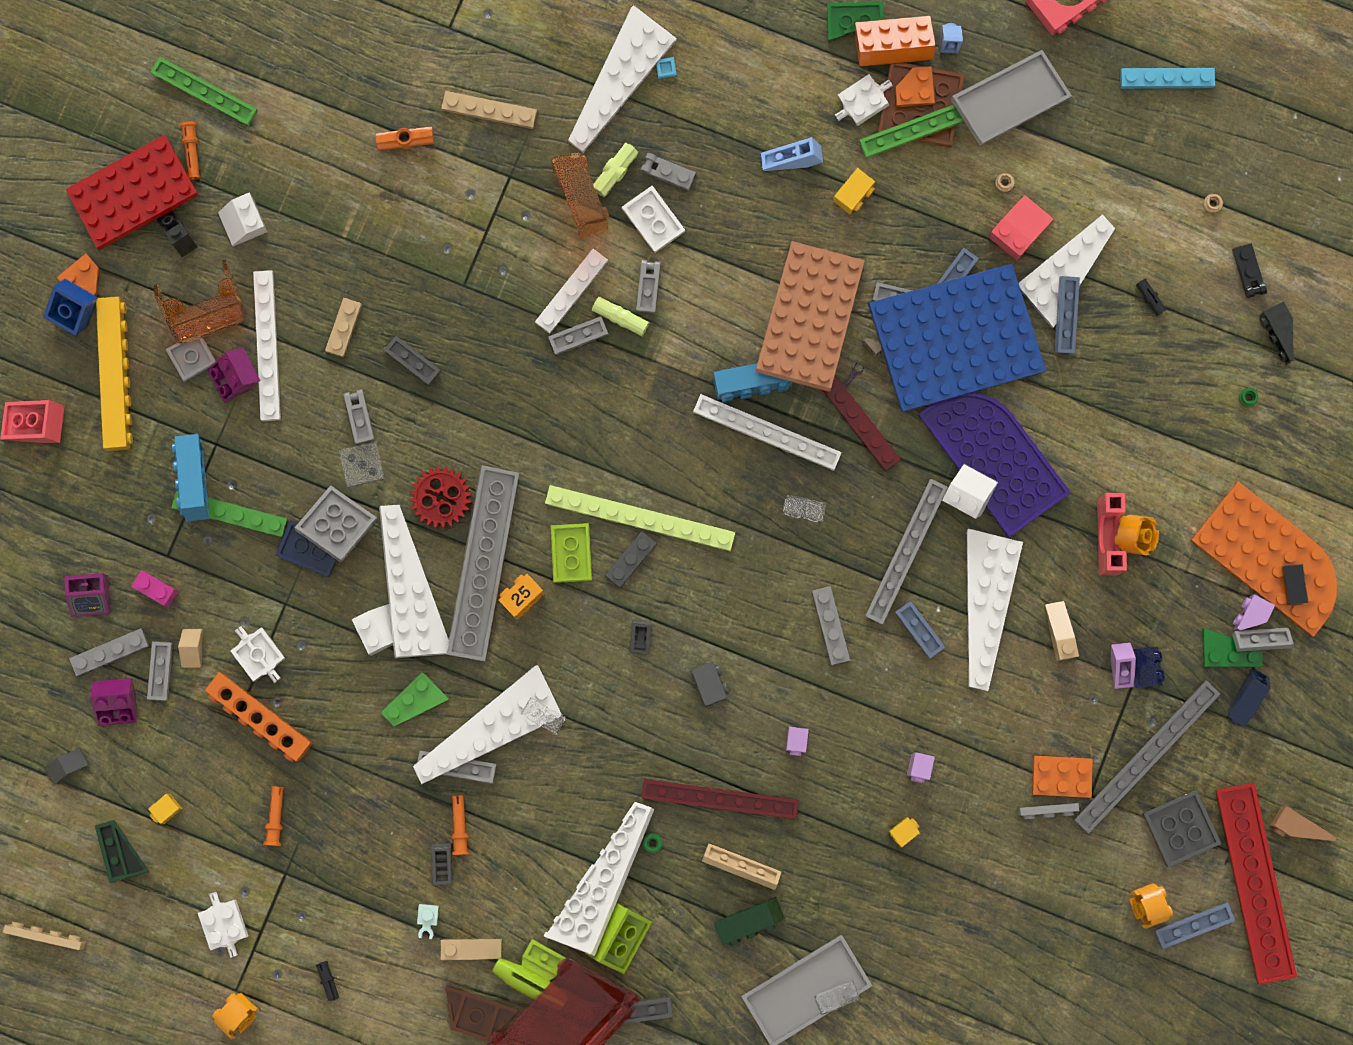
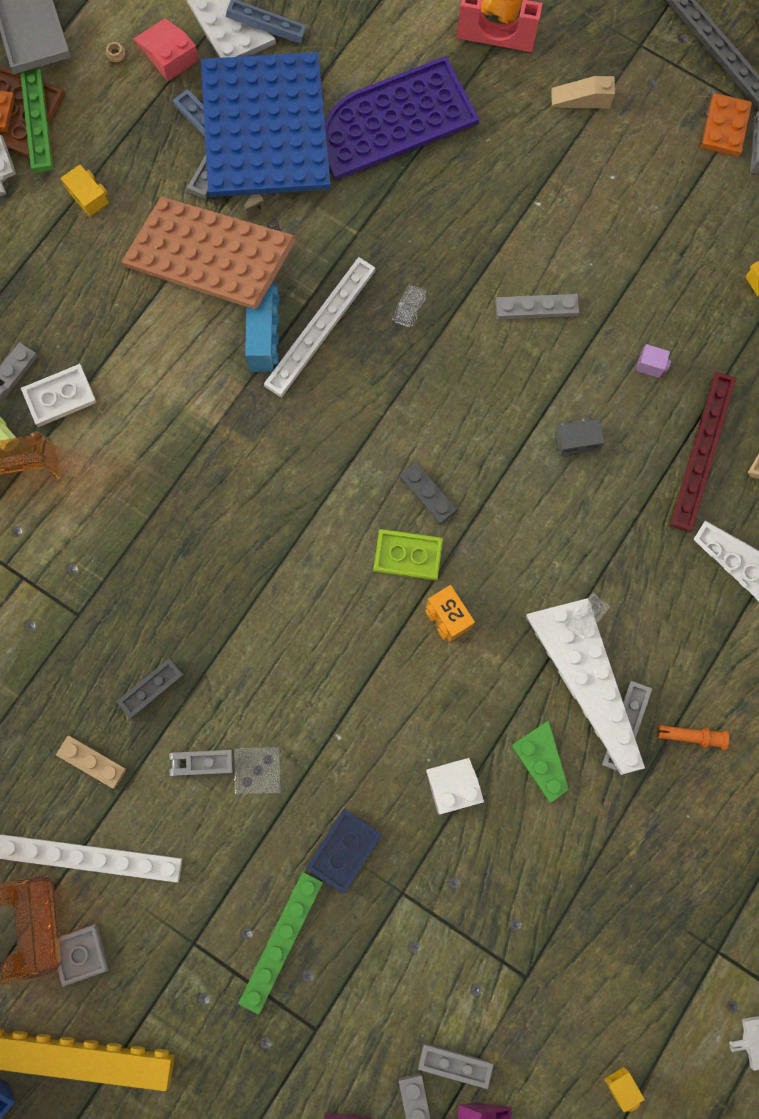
camera: 80 degrees left, 5 degrees down
(154, 589) = (354, 1054): dark pink brick -> none
(190, 477) = (228, 981): dark azure brick -> none
(191, 648) = (433, 1020): tan slope -> none
(233, 374) = (114, 905): magenta slope -> none
(257, 654) = (457, 937): white plate -> none
(273, 826) = (663, 954): orange pin -> none
(300, 743) = (535, 936): orange brick -> none
(335, 523) = (322, 813): light grey plate -> none
(413, 612) = (437, 742): white wing -> none
(433, 512) = (299, 674): red gear -> none
(441, 847) = (717, 764): dark grey slope -> none
(482, 563) = (402, 652): light grey plate -> none
(571, 291) = (116, 498): white plate -> none
(578, 335) = (167, 499): light grey plate -> none
(620, 316) = (157, 450): yellowish green axle -> none
(640, 518) = (383, 476): yellowish green plate -> none
(640, 637) = (515, 497): dark grey slope -> none
(647, 847) = (746, 529): green plate -> none
(648, 287) = (132, 415): light grey plate -> none
(793, 156) = (30, 241): light blue slope -> none
(862, 425) = (334, 235): dark red plate -> none
(906, 551) = (475, 218): light grey plate -> none
(920, 629) = (557, 221): sand blue plate -> none
(920, 767) = (703, 244): lavender brick -> none
(970, 491) = (427, 141): white slope -> none
(990, 580) = (519, 148): white wing -> none
(1123, 665) = (625, 45): lavender slope -> none
(1148, 667) = (631, 26): clear blue bracket -> none

